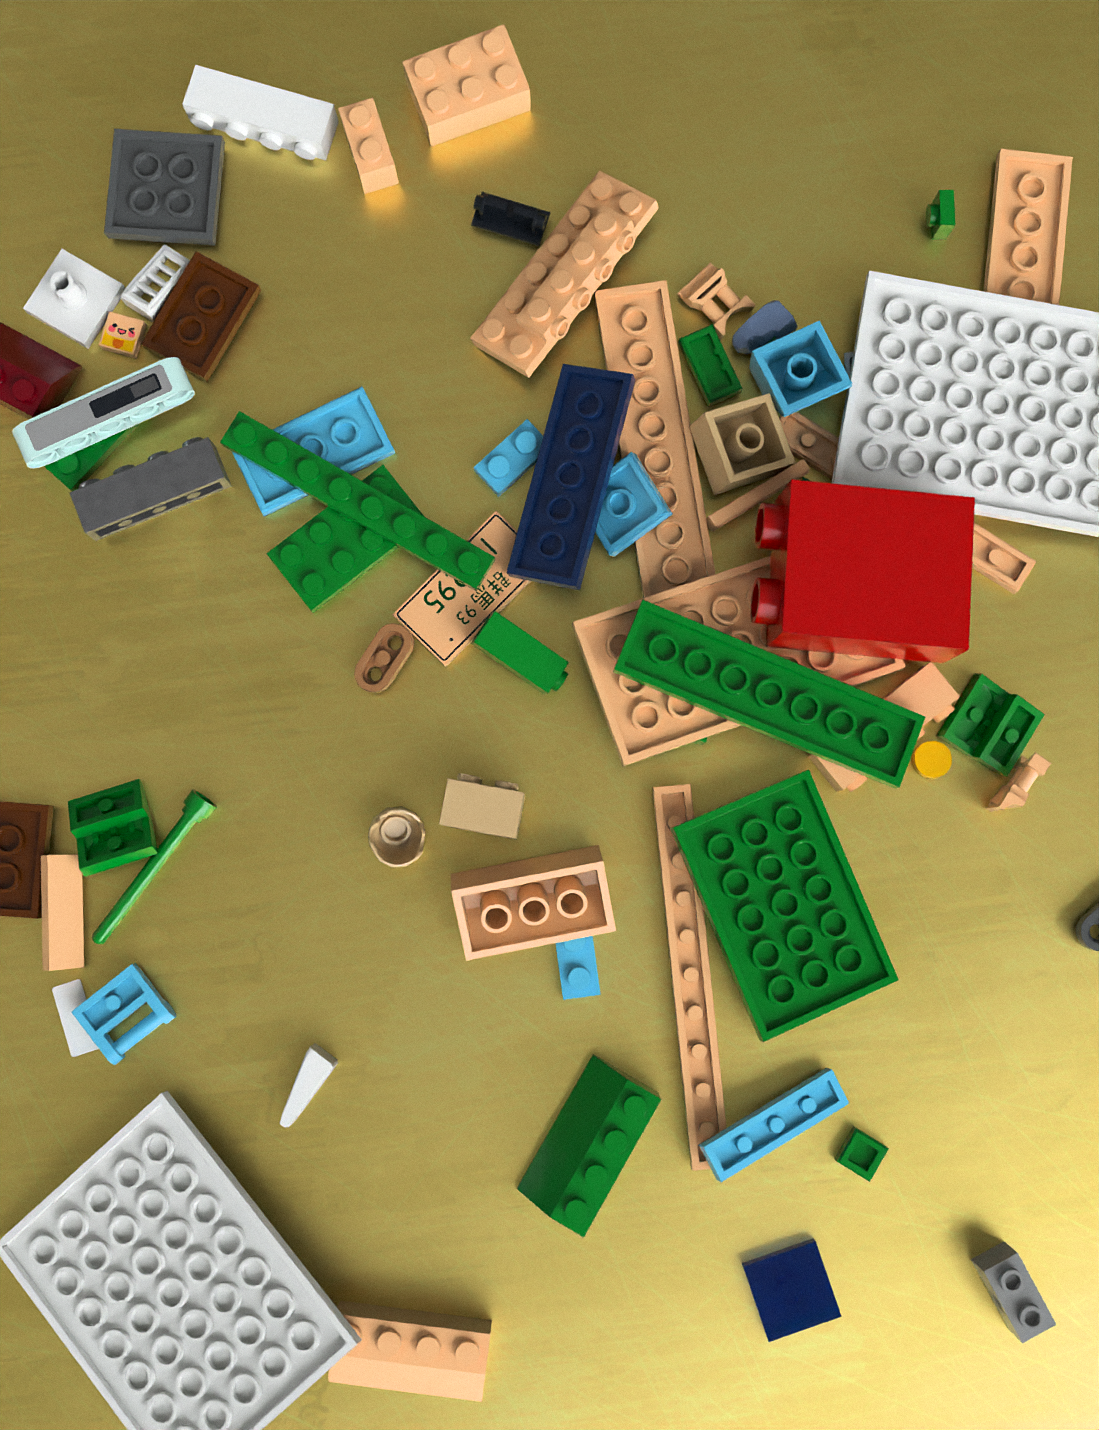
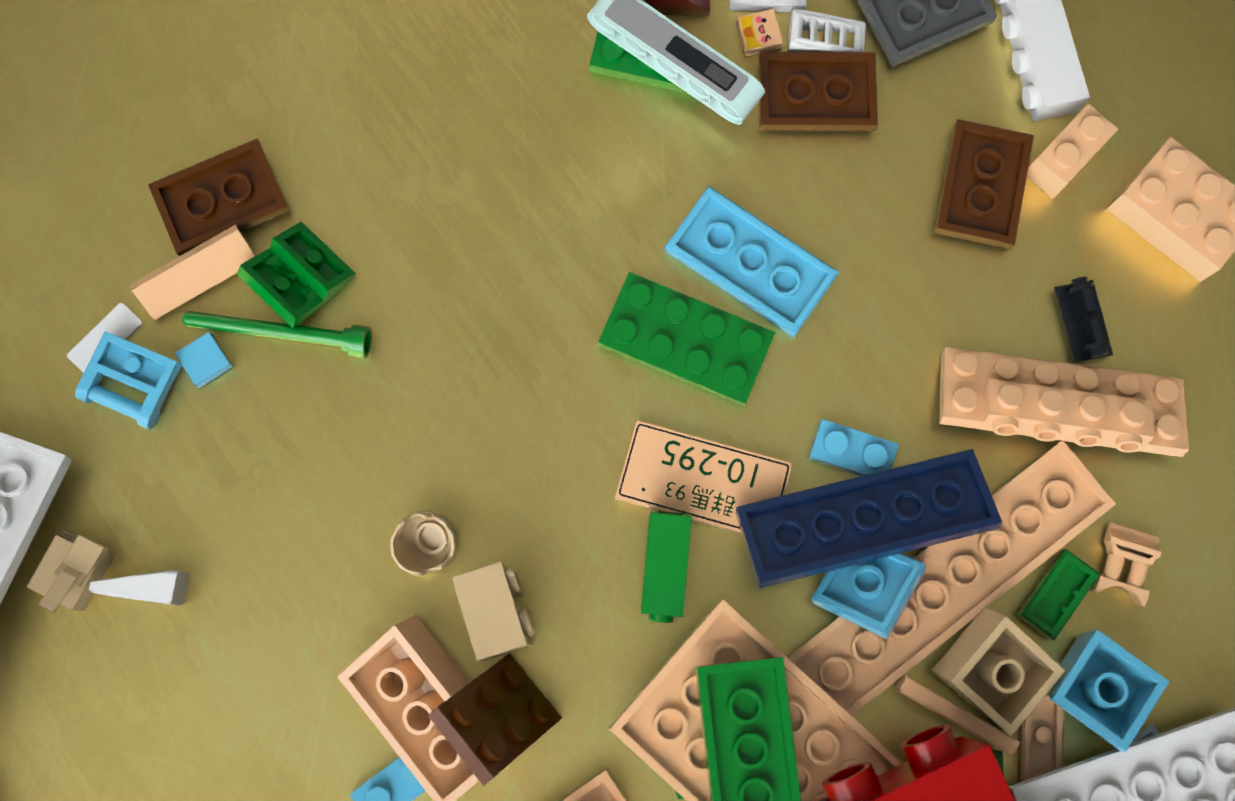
camera: 60 degrees right, 5 degrees down
(142, 942) = (203, 360): none -> medium azure tile
(150, 488) = (631, 134): flat silver brick -> none
(259, 1137) = (68, 570): none -> tan piece
(355, 229) = (984, 184): none -> reddish brown plate
(358, 501) = (725, 331): green plate -> none
(381, 655) = (591, 435): medium nougat plate -> none
(567, 849) = (495, 718): none -> reddish brown plate
(764, 327) = (1128, 628): sand blue rock -> none

